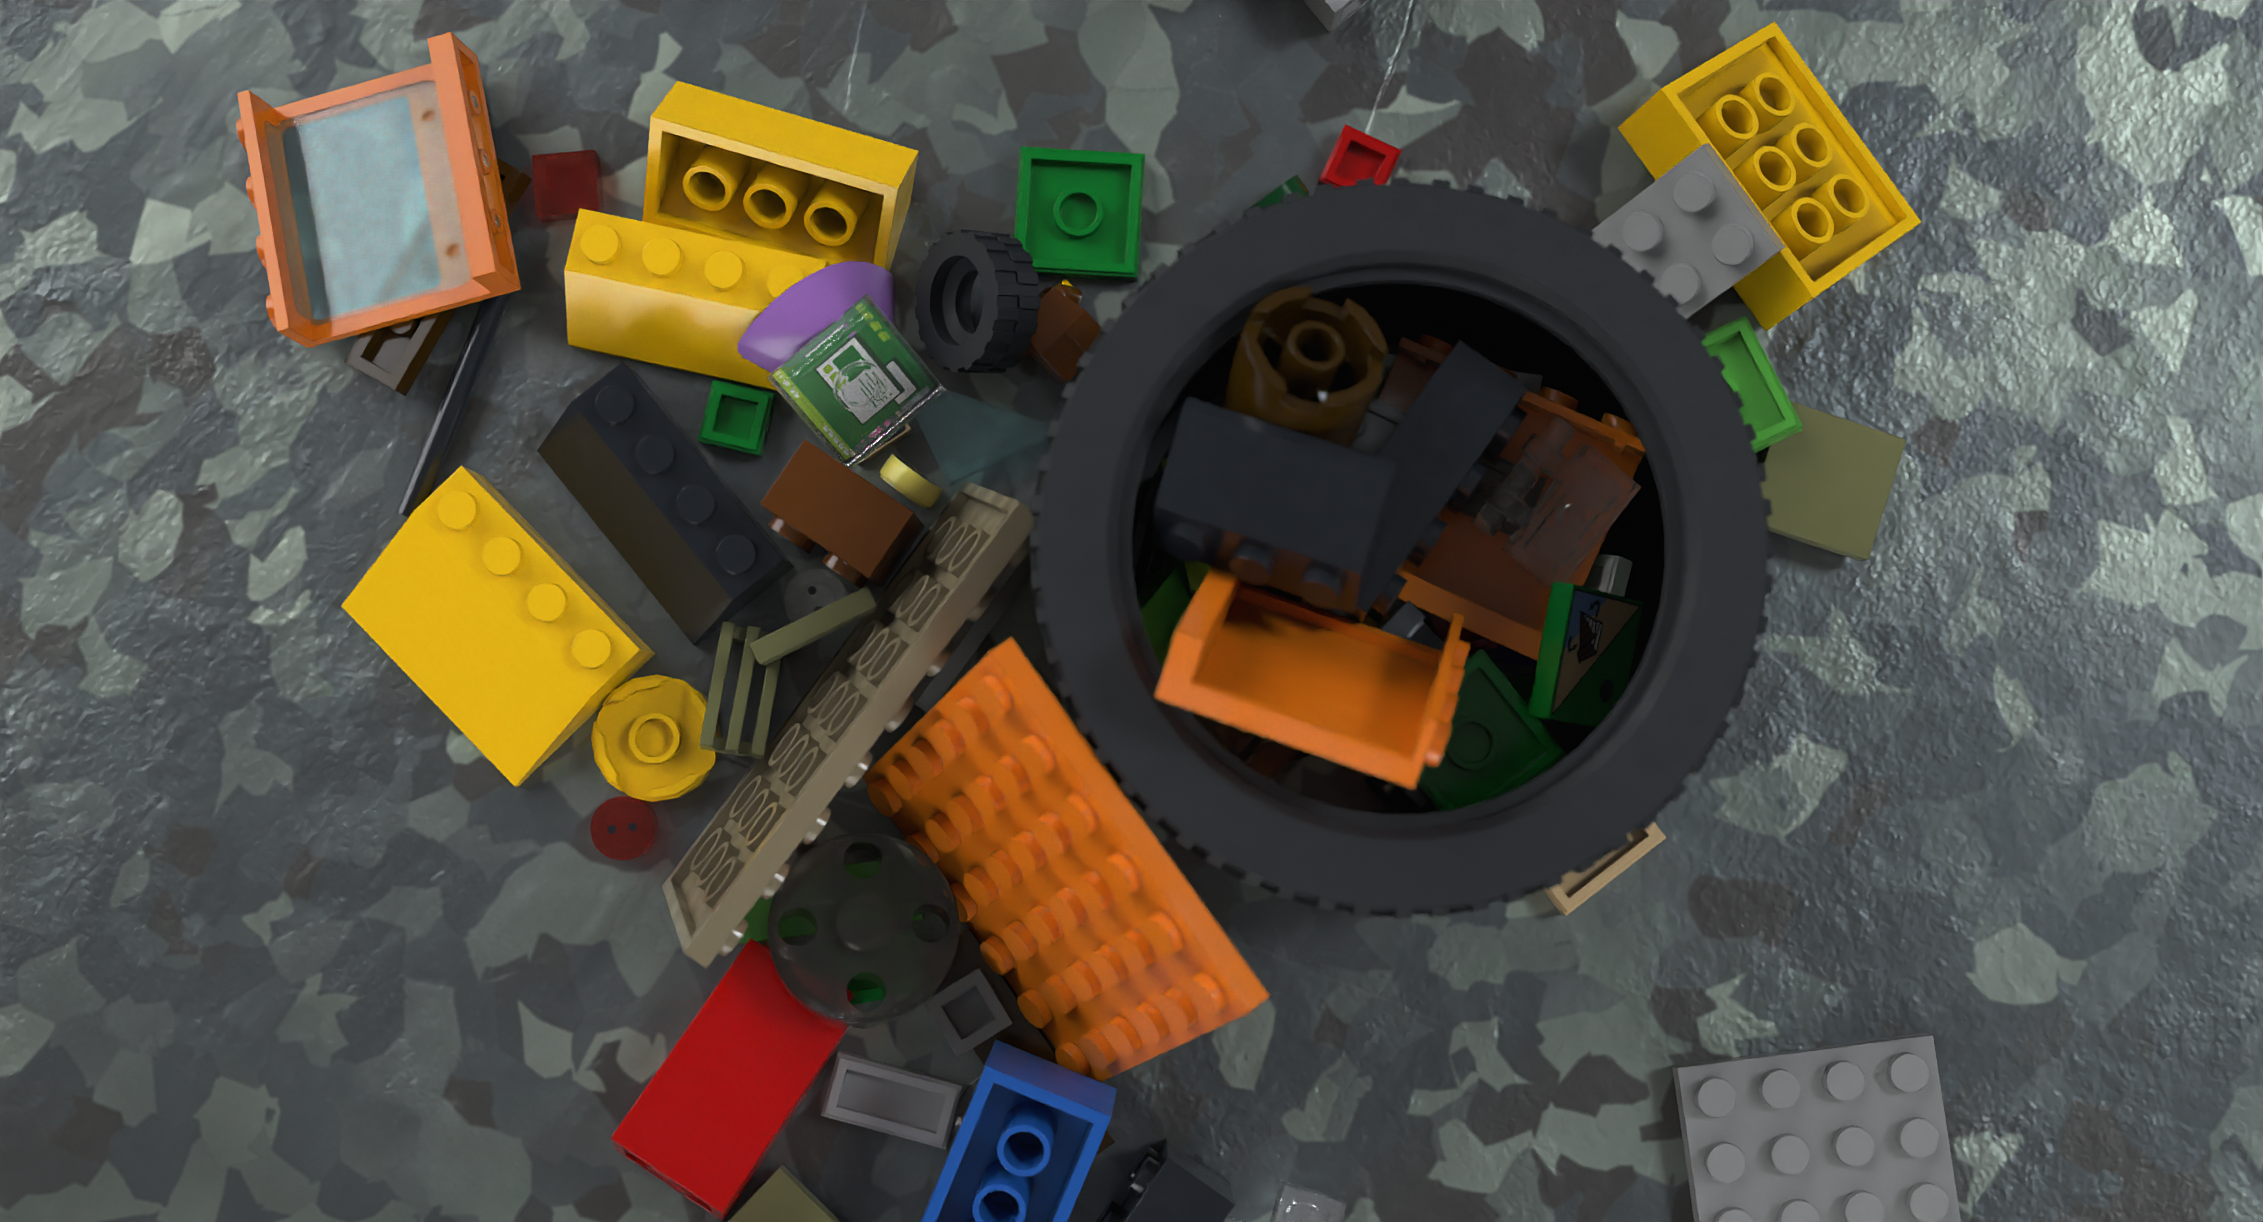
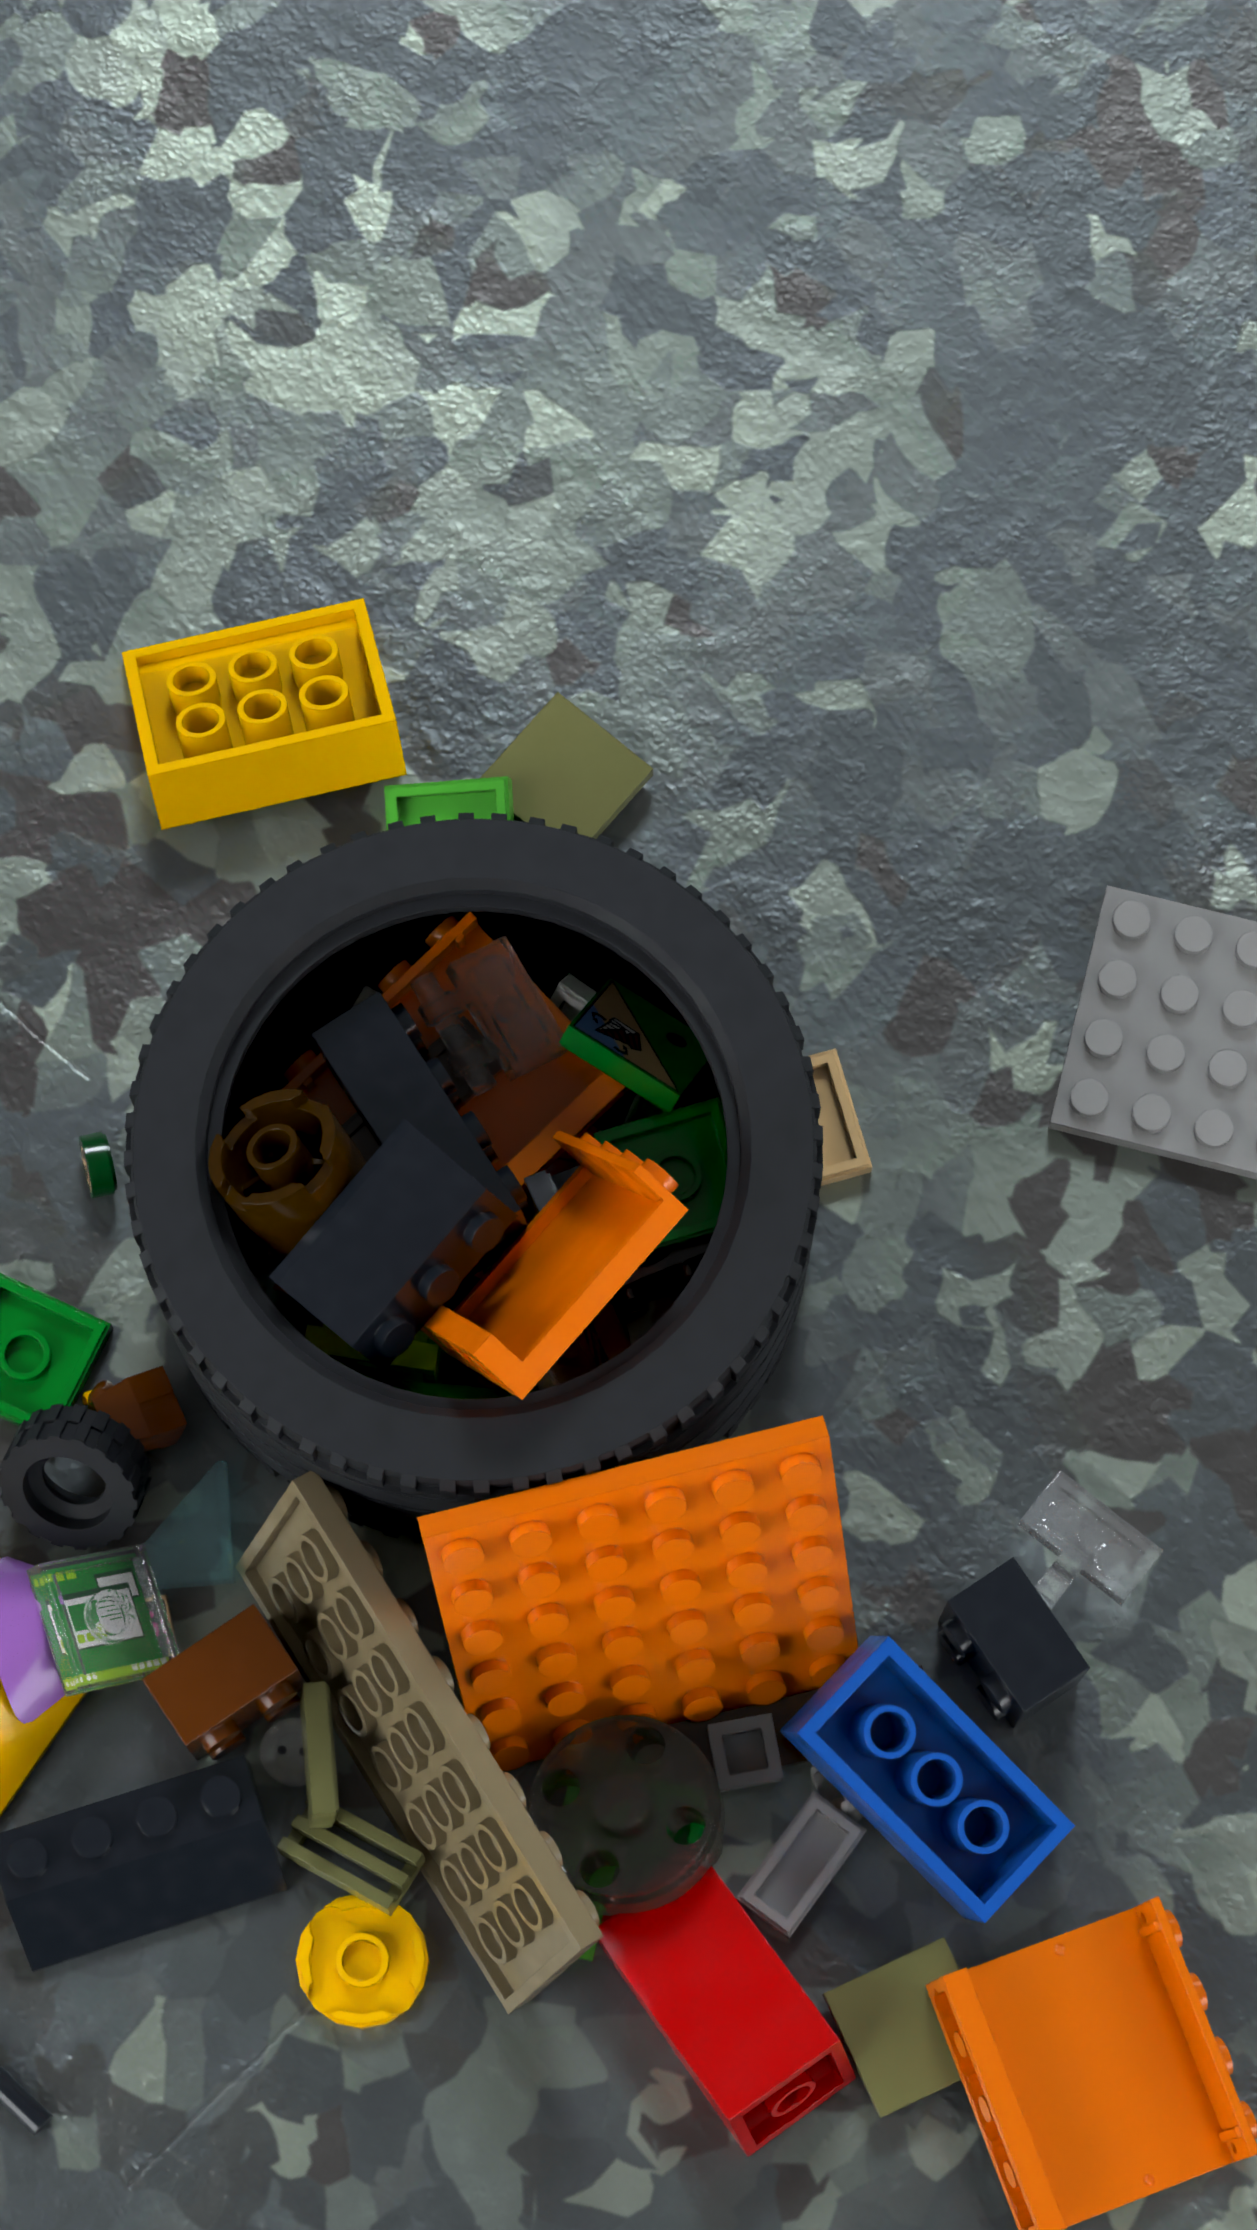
camera: 70 degrees left, 10 degrees down
(494, 625) = (188, 2077): yellow slope -> none
(624, 828) = (437, 2025): clear red tile -> none
(737, 418) = (84, 1760): green tile -> none
(910, 481) = (215, 1613): light yellow tile -> none
(1357, 158) = (94, 1078): red tile -> none
(1692, 231) = (289, 801): light grey plate -> none

